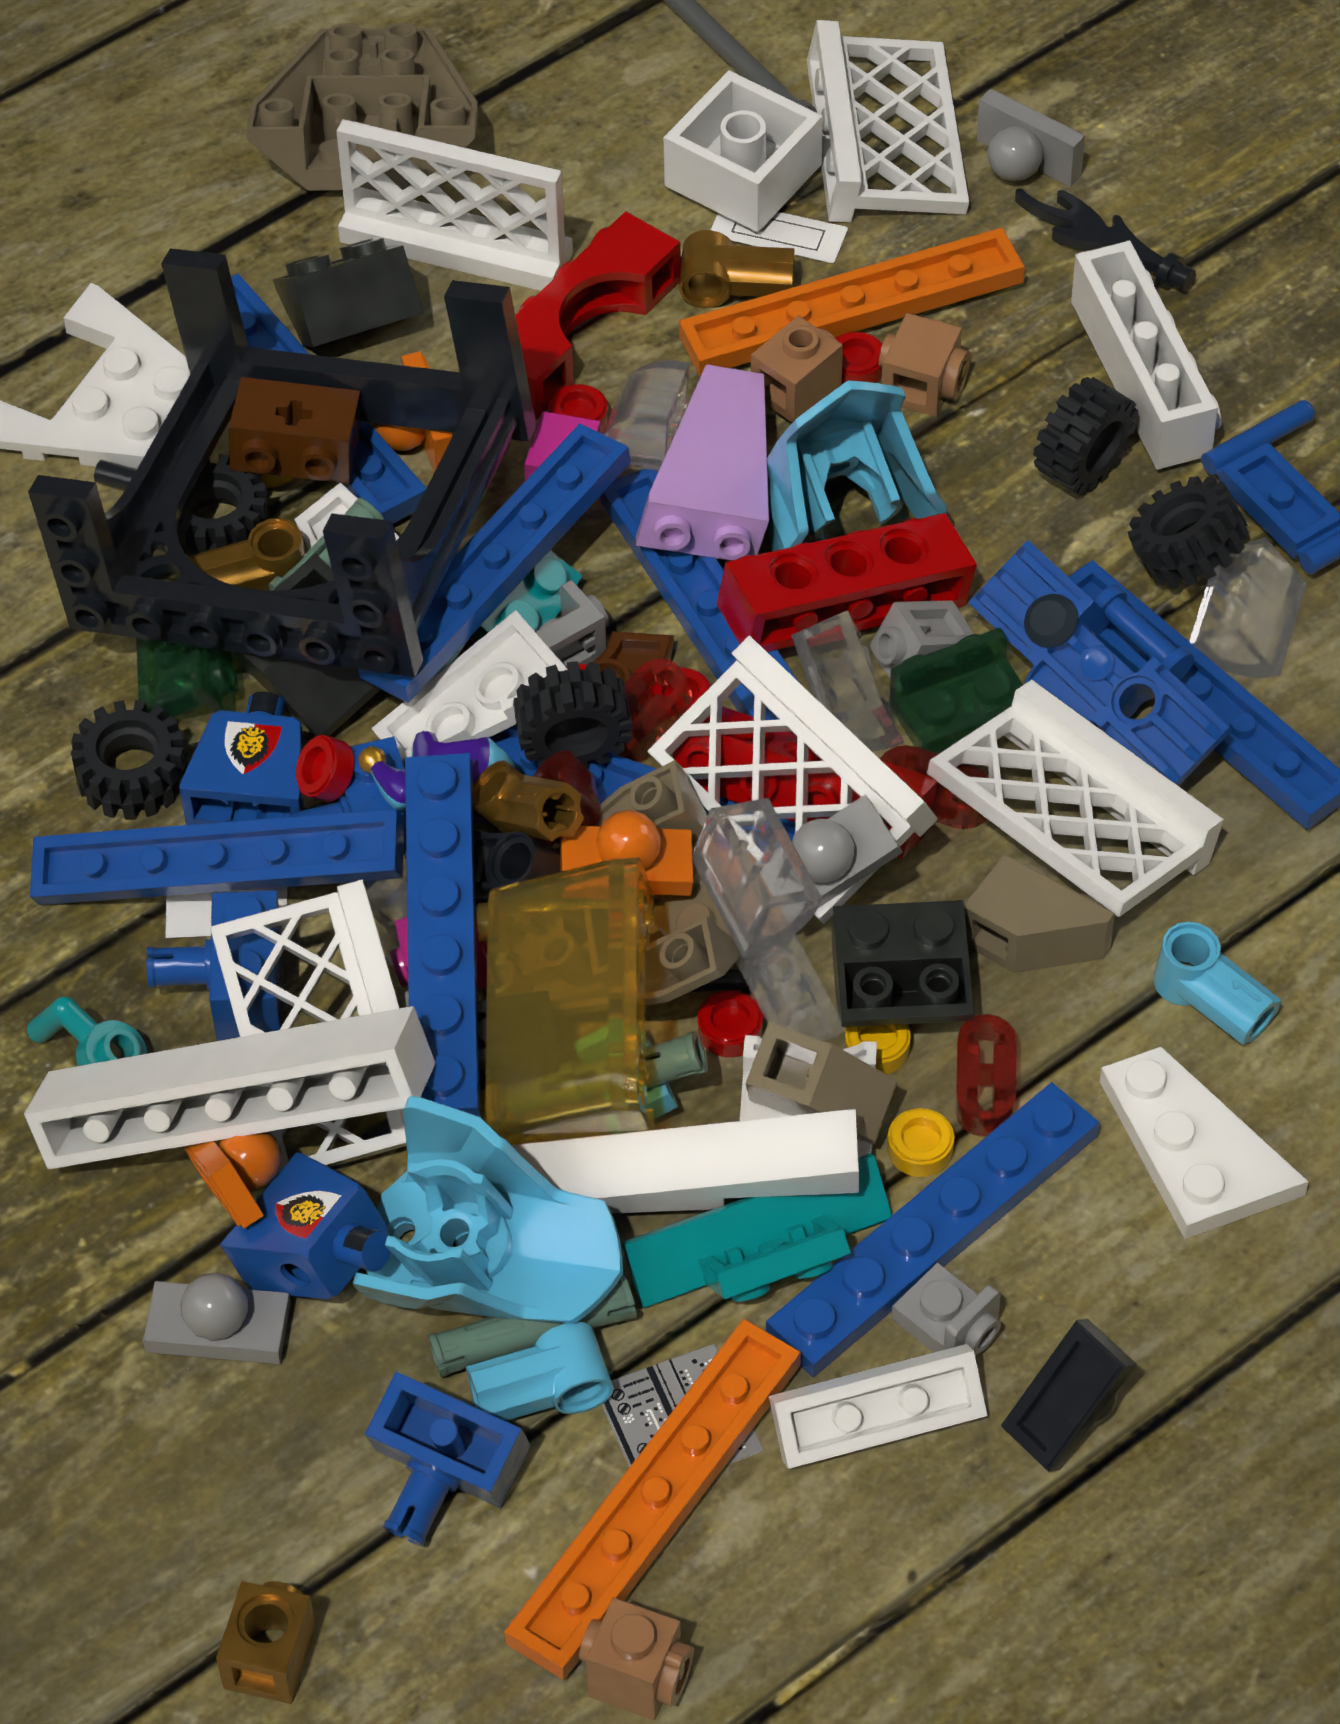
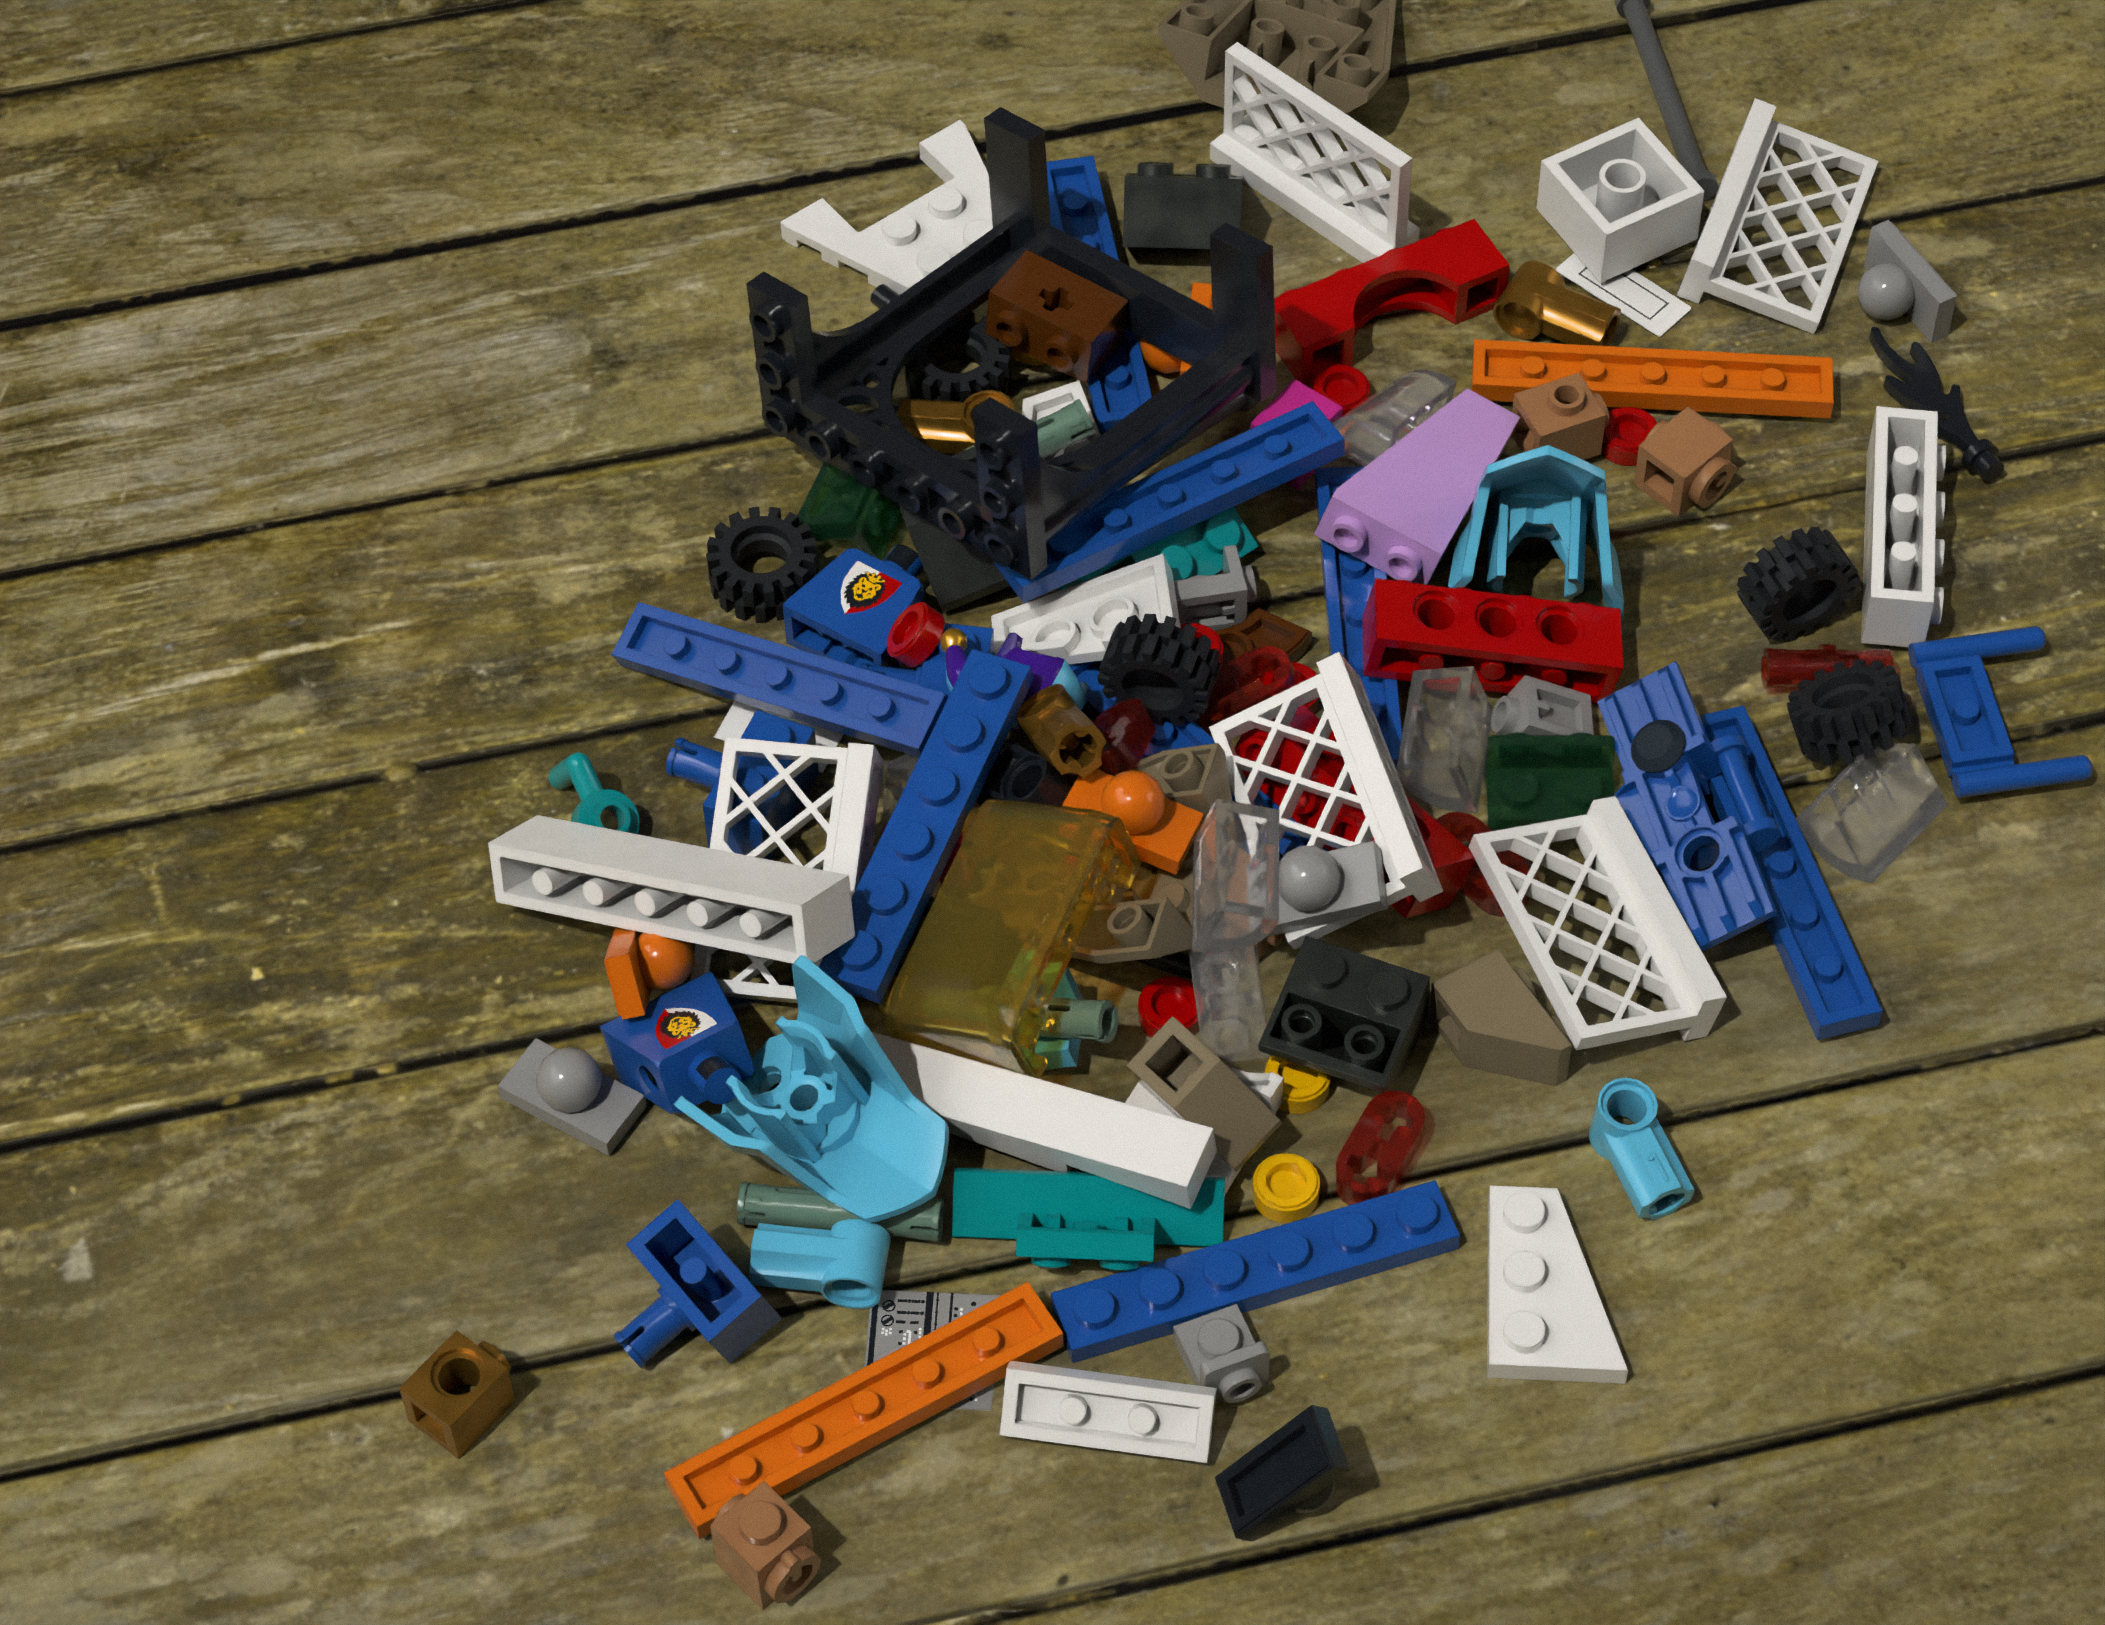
camera: 25 degrees right, 0 degrees up
(1115, 511) = (1788, 667): none -> clear red pin

